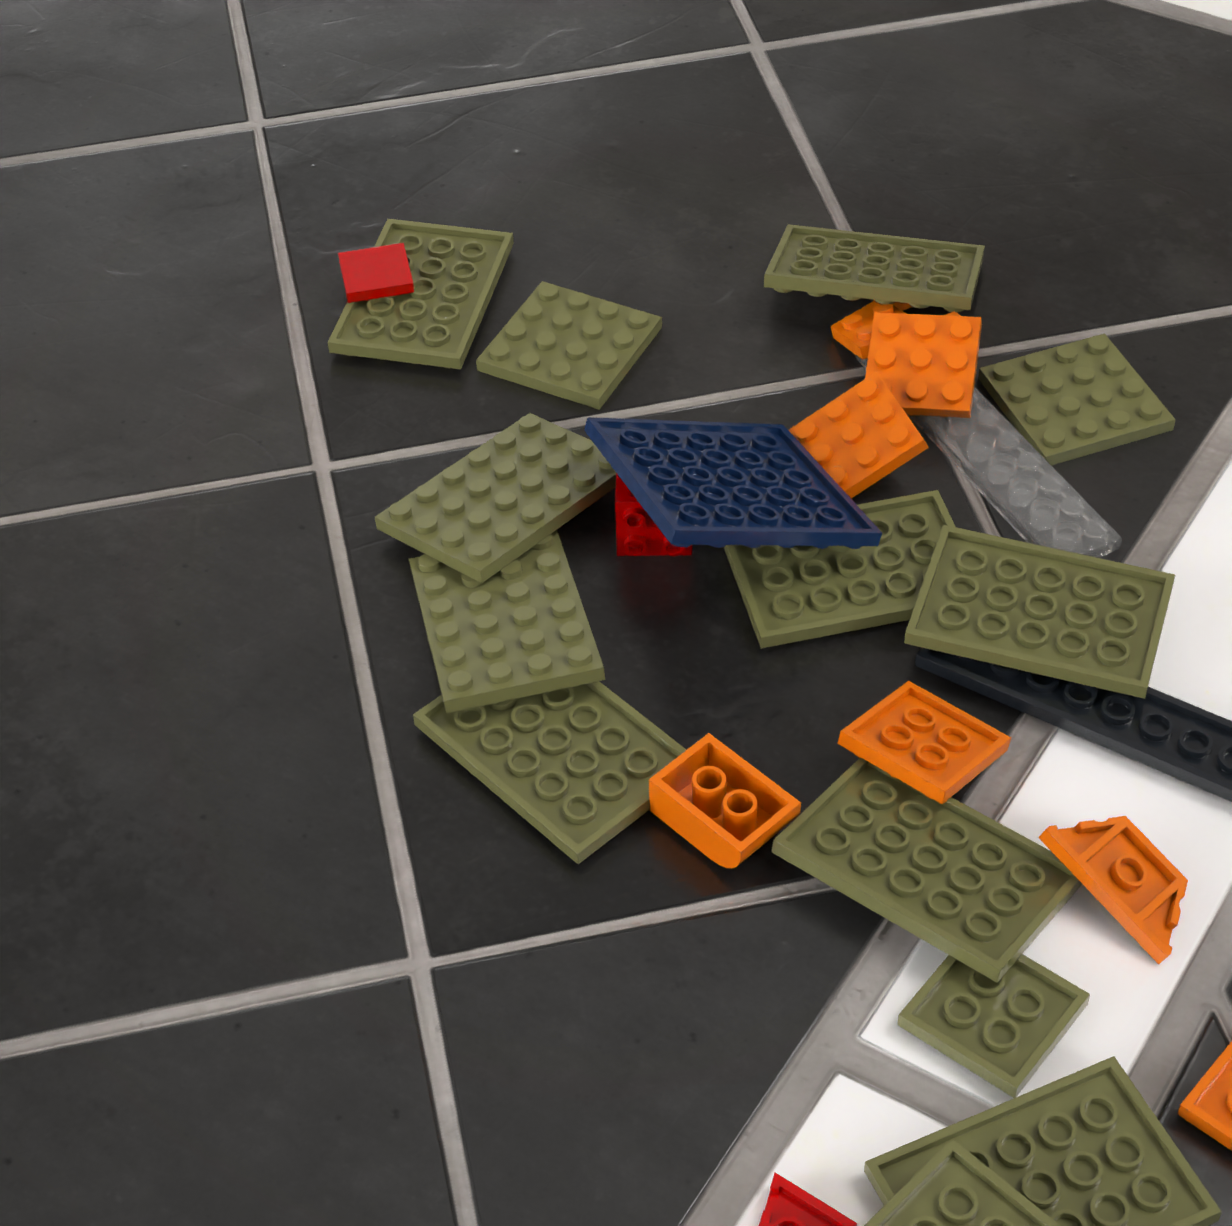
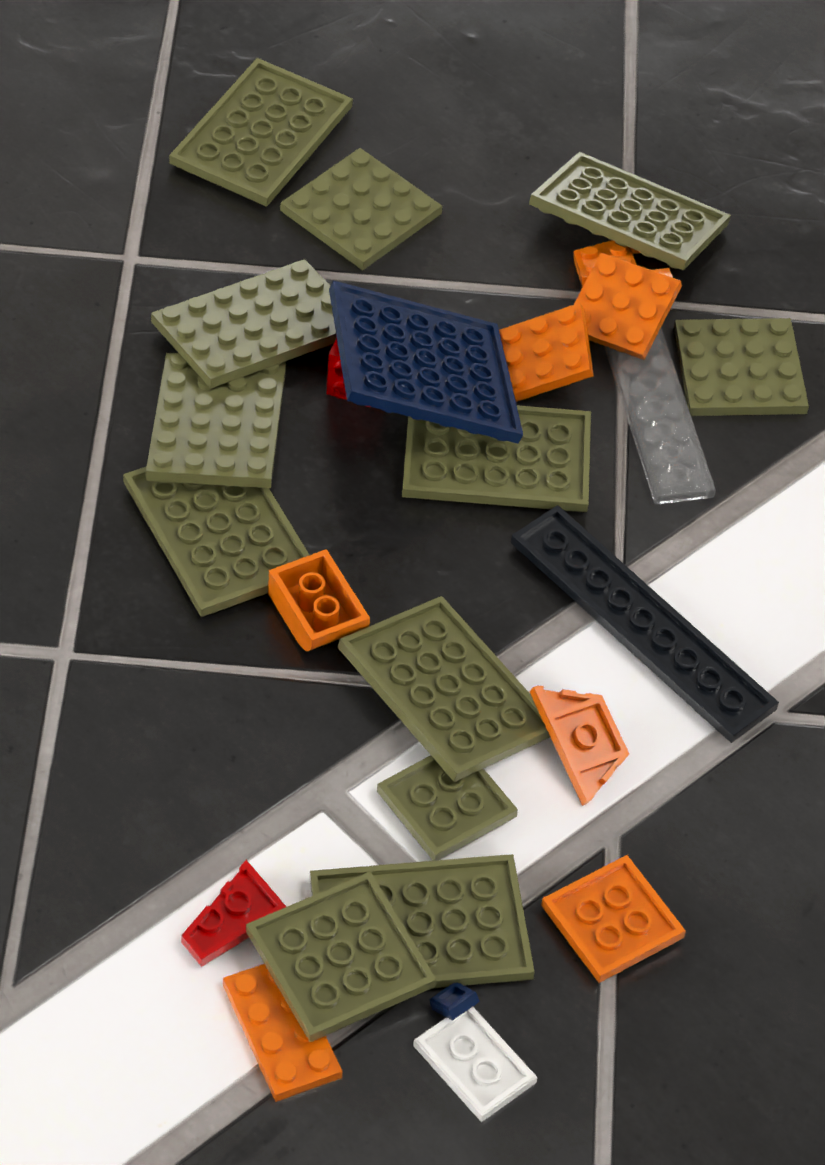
camera: 10 degrees right, 5 degrees up
(376, 272) = (228, 105): red tile -> none
(924, 741) = (486, 600): orange plate -> none
(1041, 610) = (619, 527): olive plate -> none

